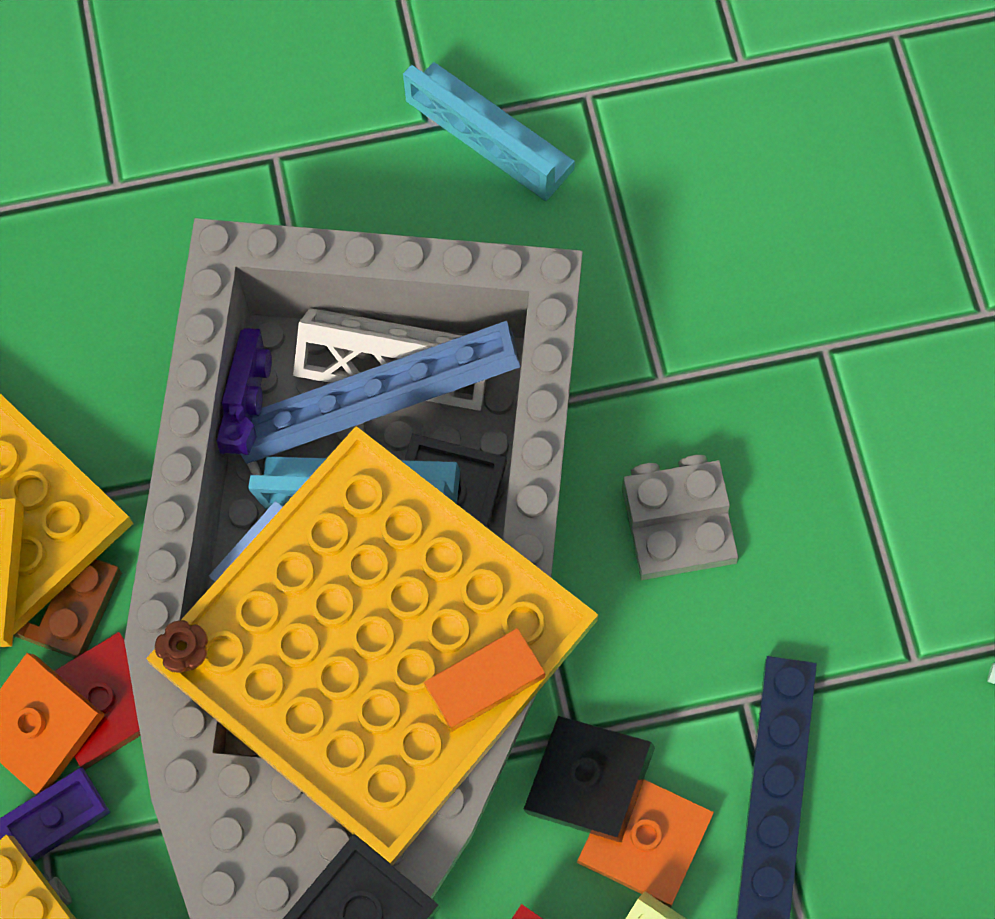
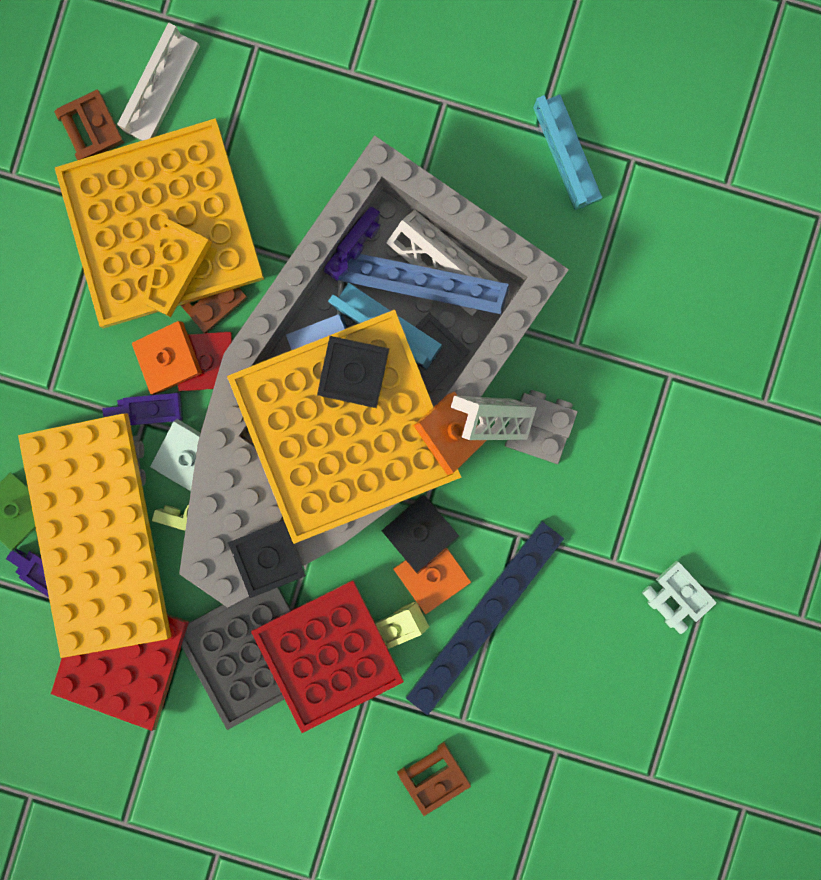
camera: 25 degrees right, 20 degrees up
(133, 866) = (178, 454): none -> light aqua plate
(191, 656) = (254, 382): copper plate -> none
(342, 542) = (353, 372): none -> black plate
(484, 679) = (386, 481): orange tile -> none
(543, 556) = (443, 433): none -> orange plate
(599, 496) = (498, 410): none -> white fence

